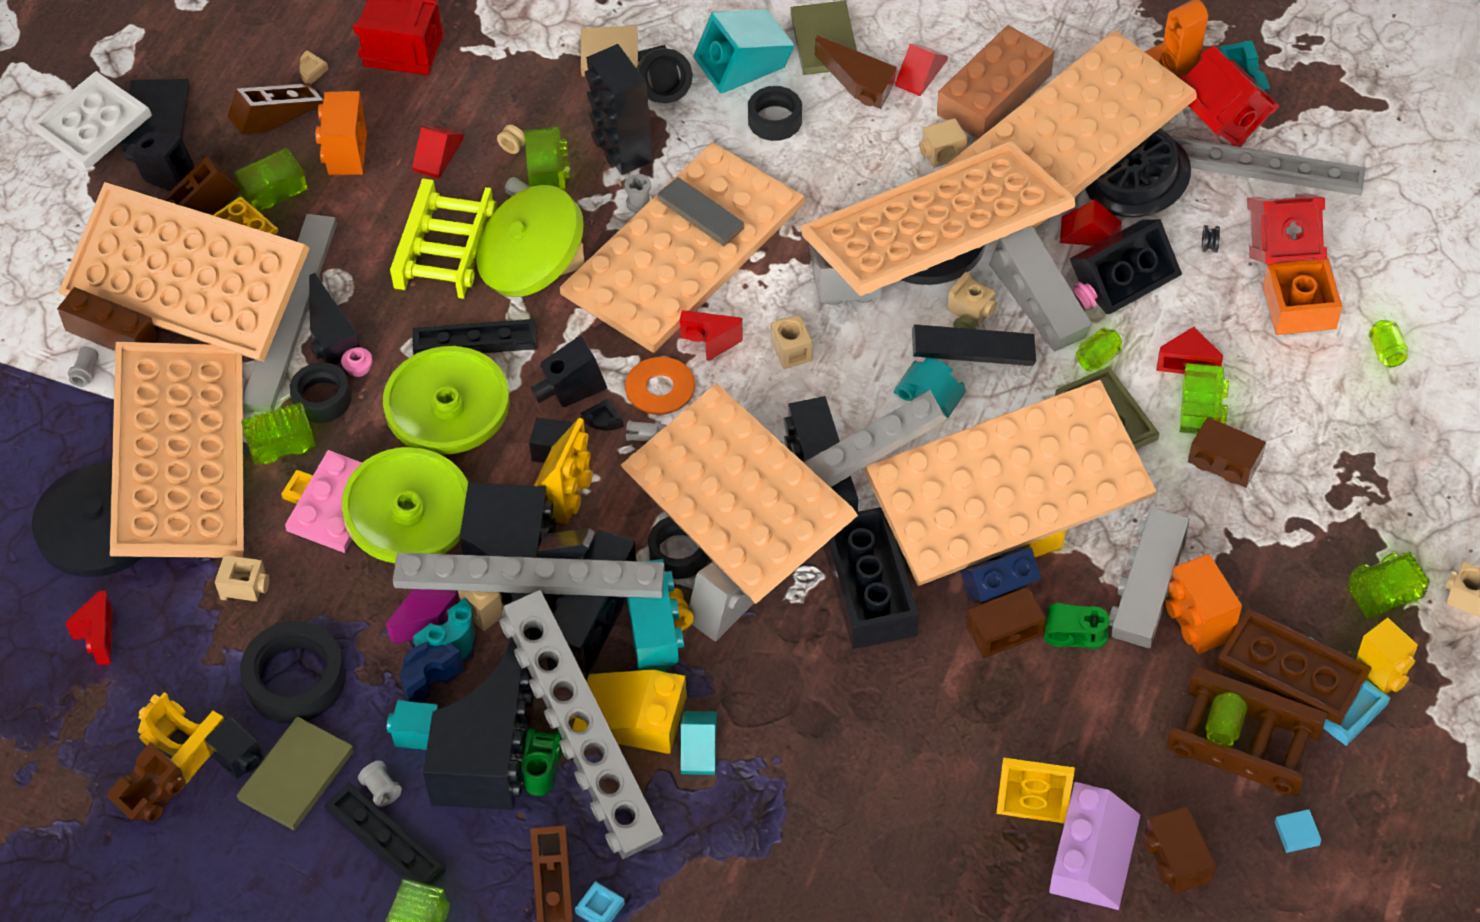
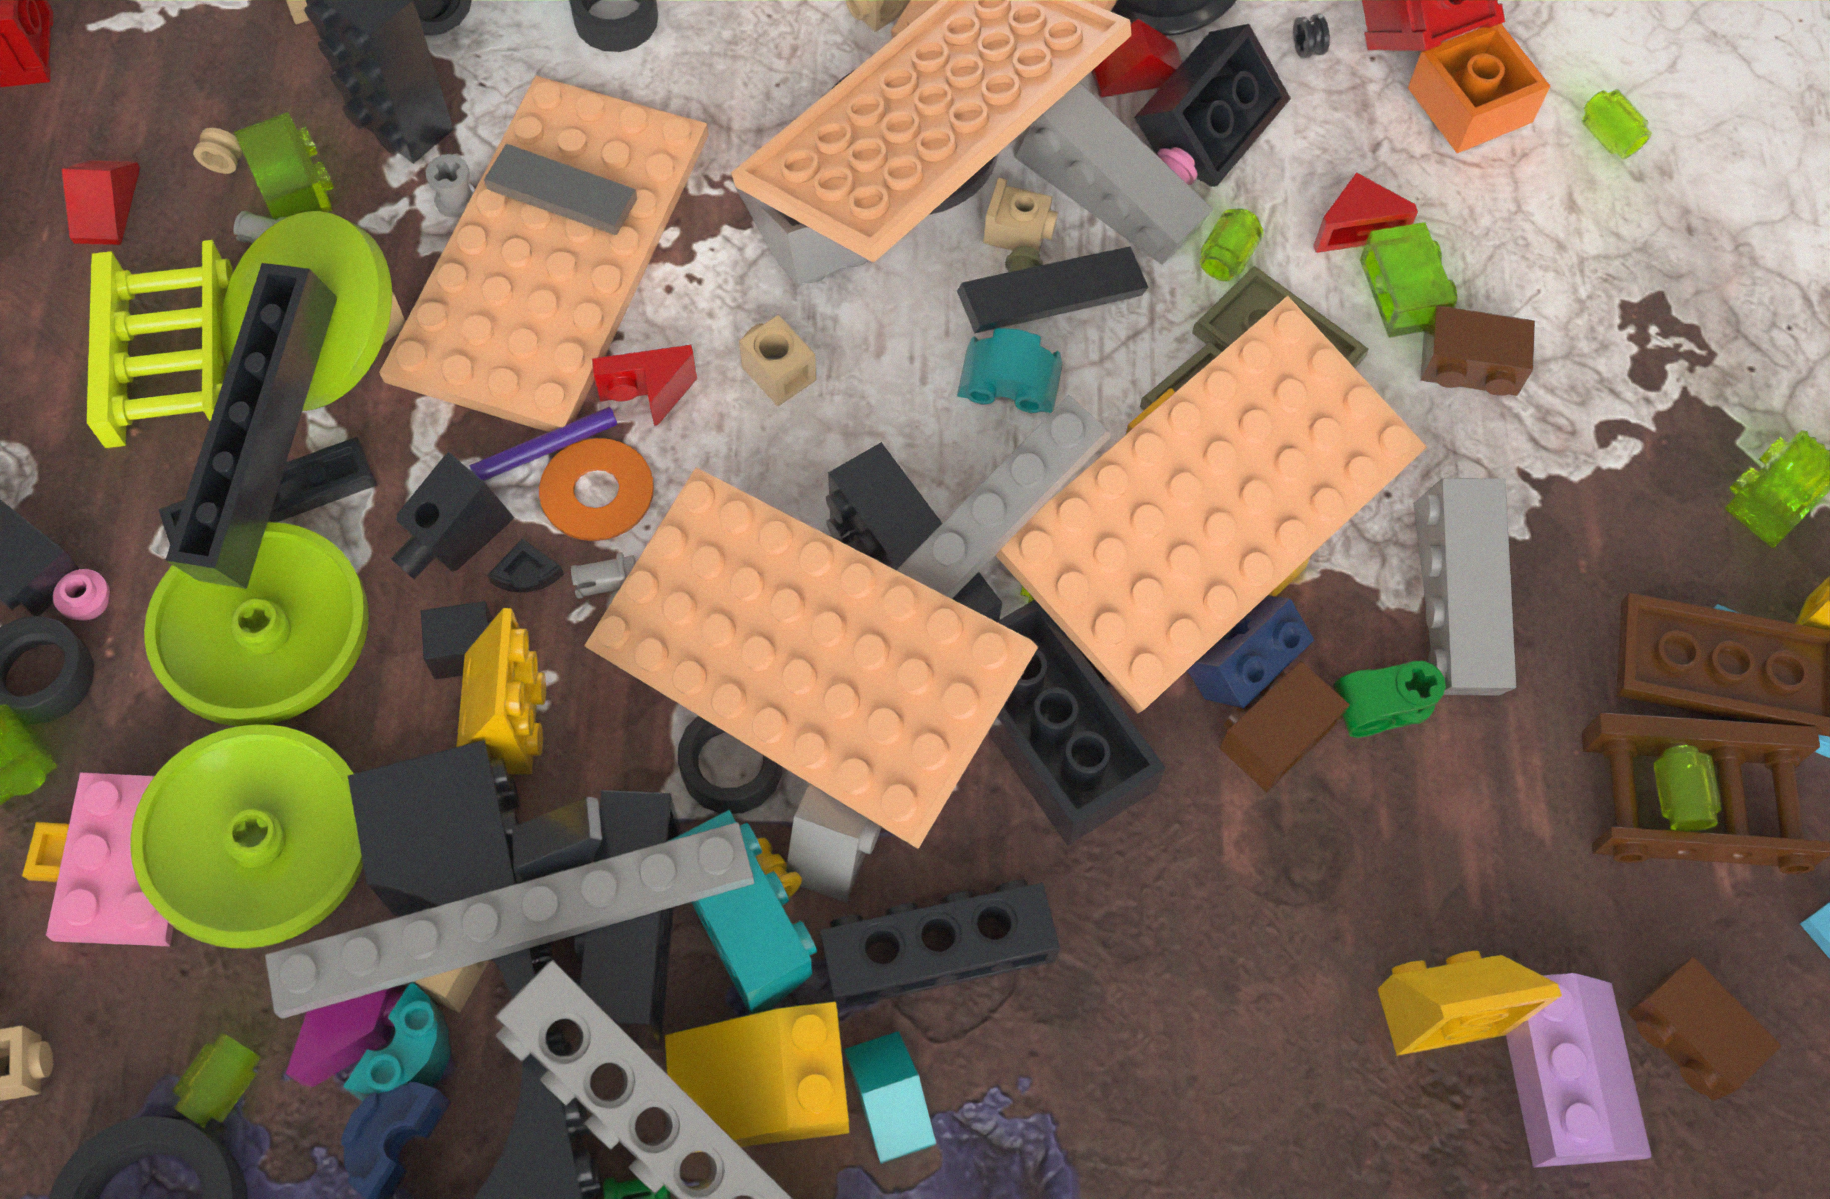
camera: 25 degrees left, 10 degrees up
(348, 619) = (215, 1080): none -> clear neon green brick
(480, 291) = (252, 427): none -> black brick
(639, 352) = (544, 444): none -> dark purple bar
(768, 685) = (859, 980): none -> black brick
(1202, 604) = (1569, 605): orange brick -> none

